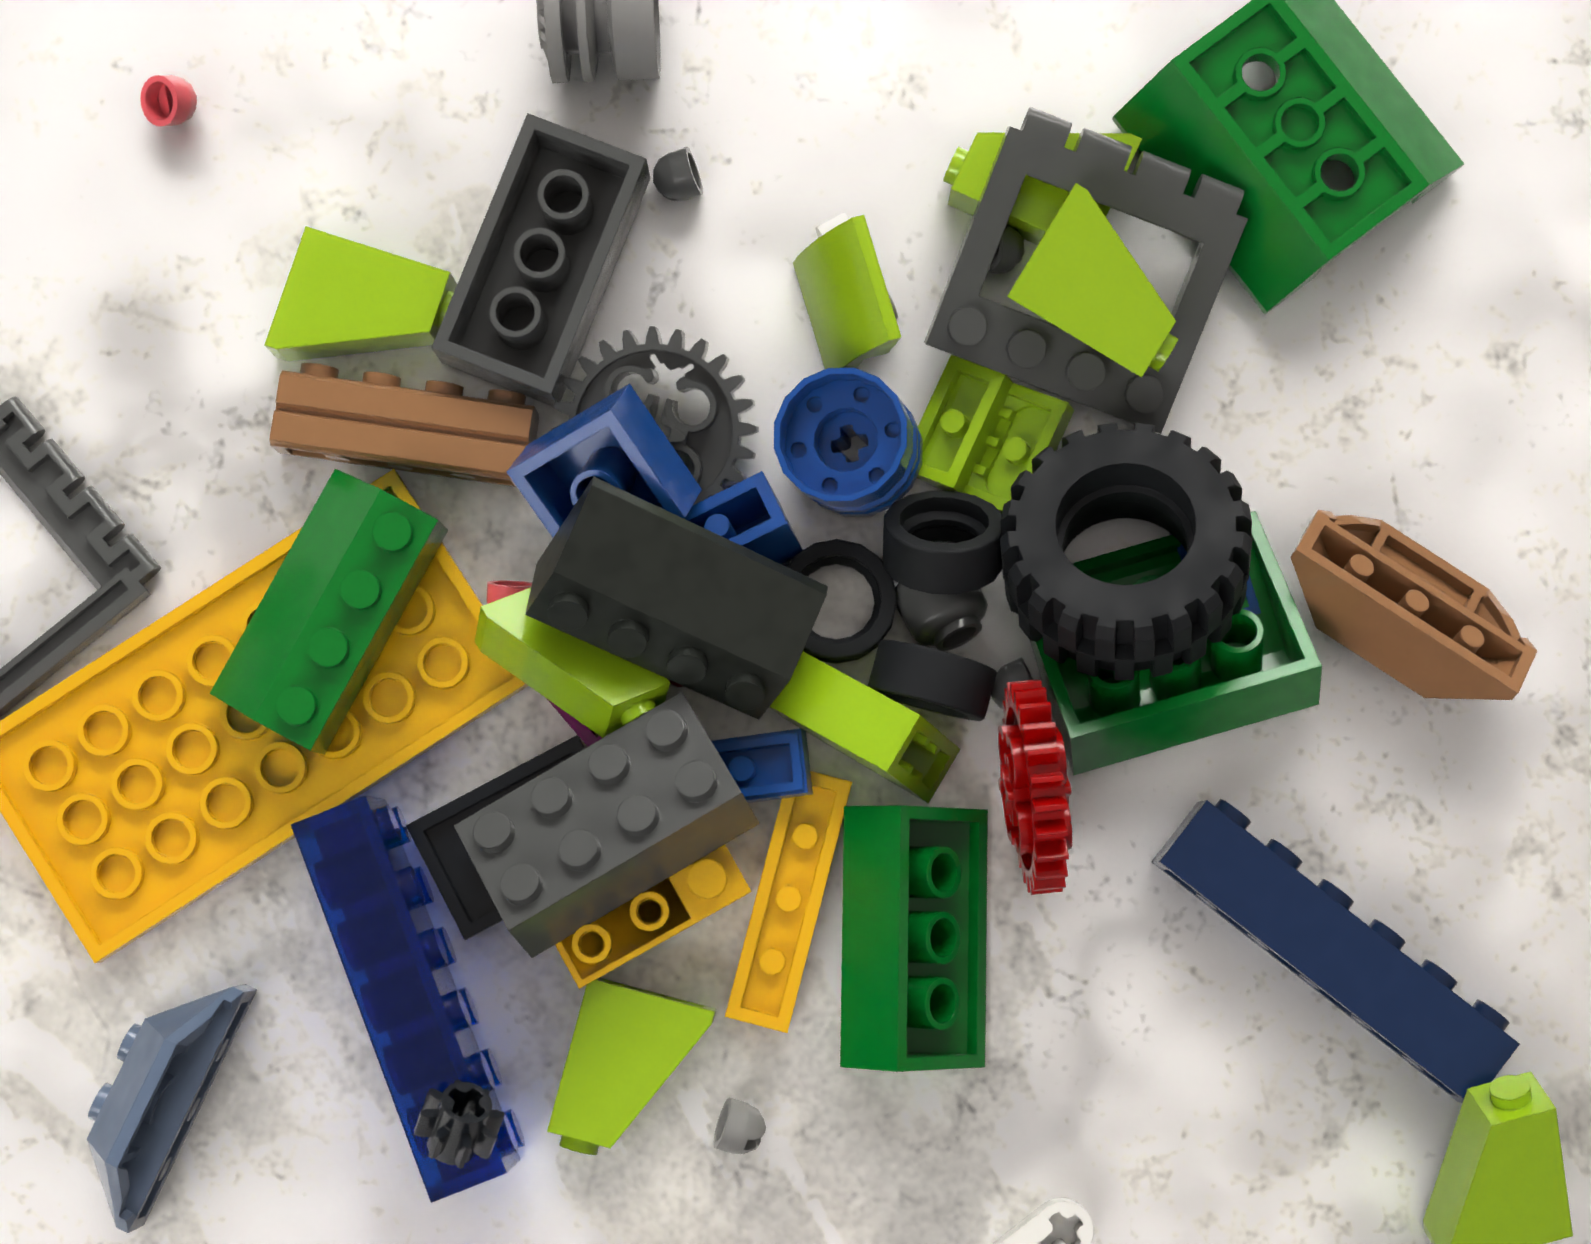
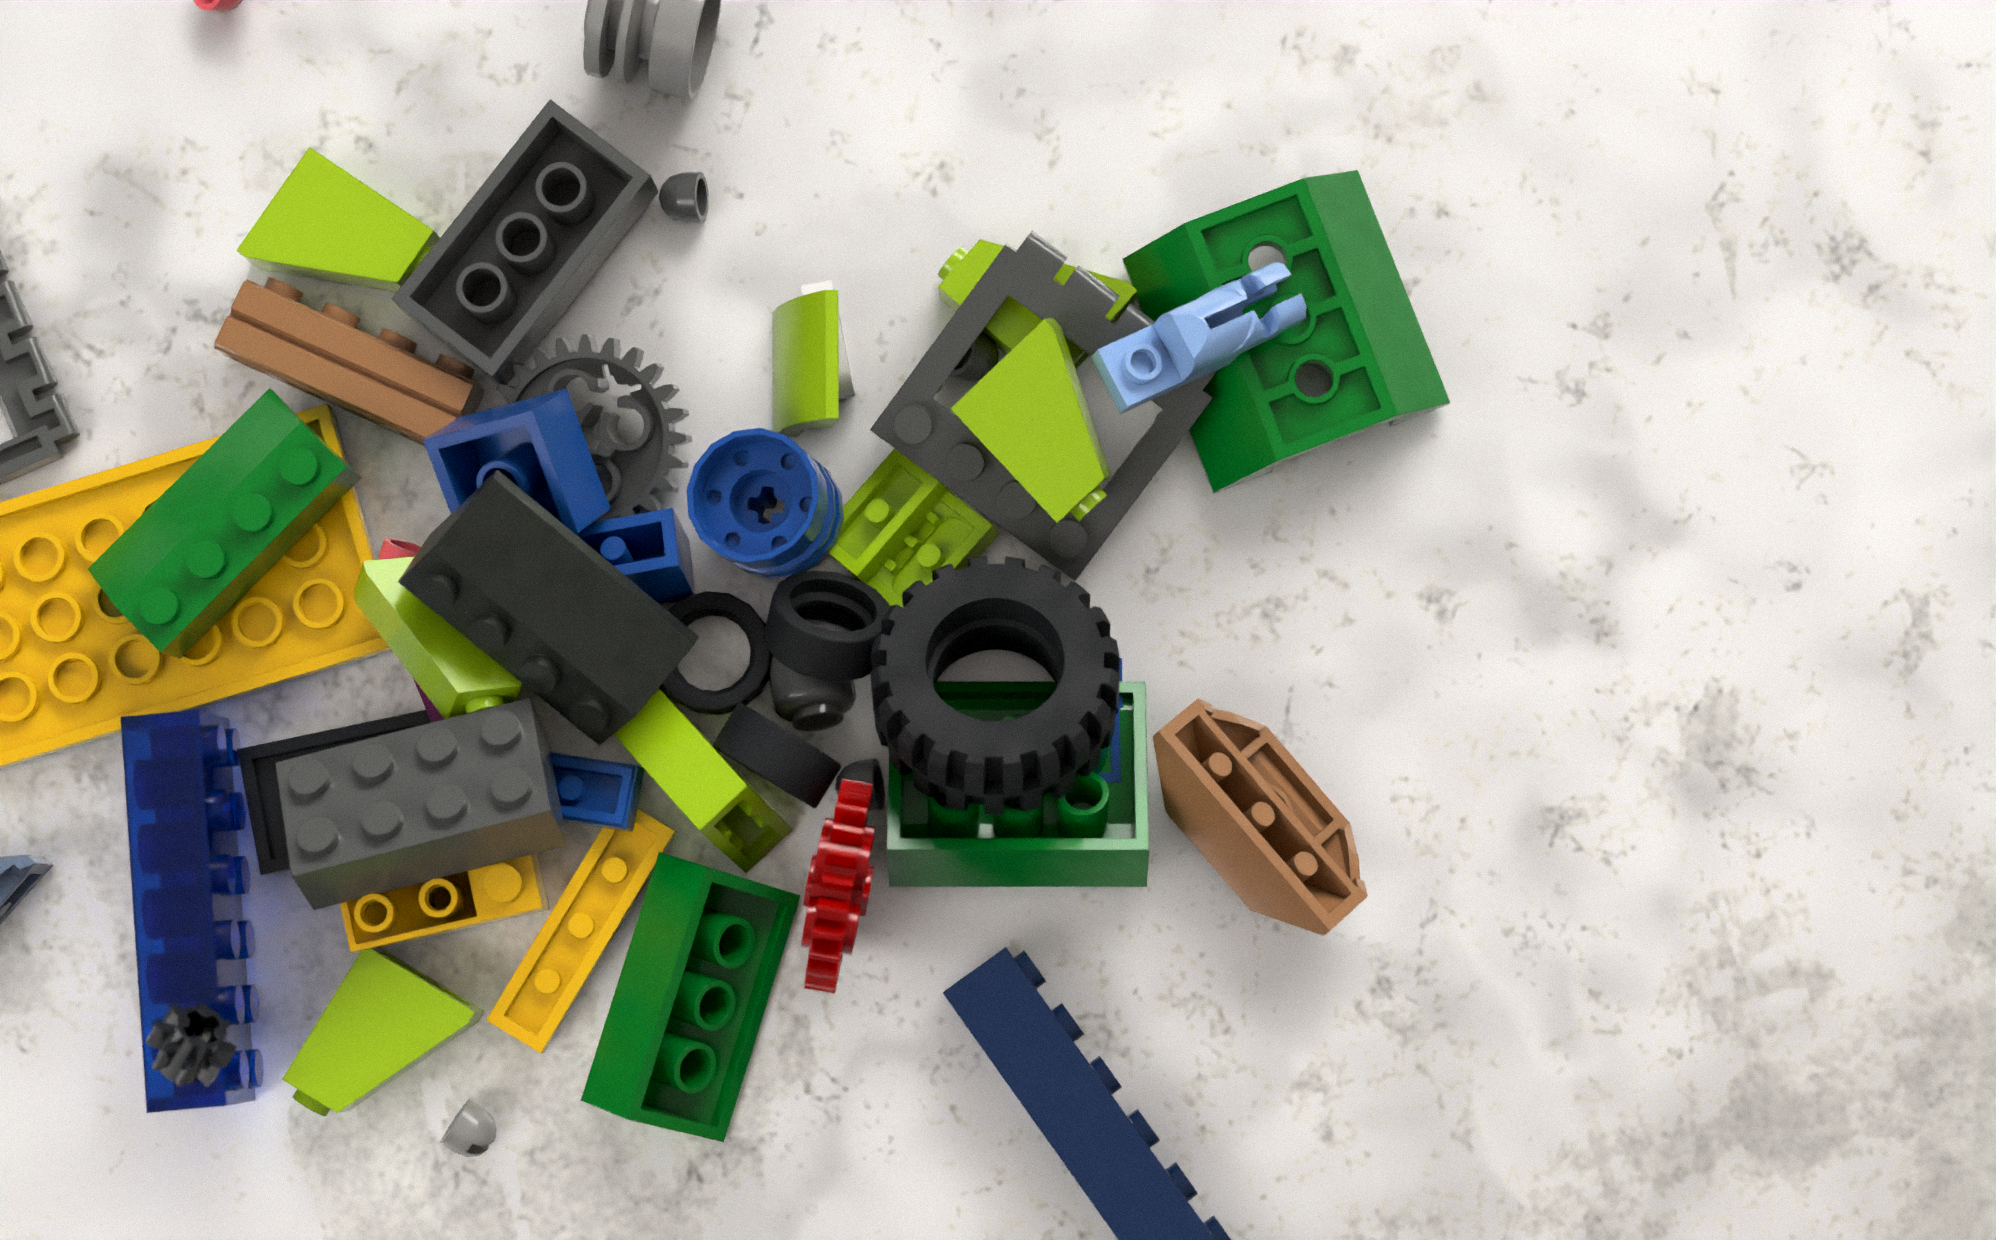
camera: 20 degrees right, 0 degrees up
(1221, 163) = (1196, 338): none -> light blue plate

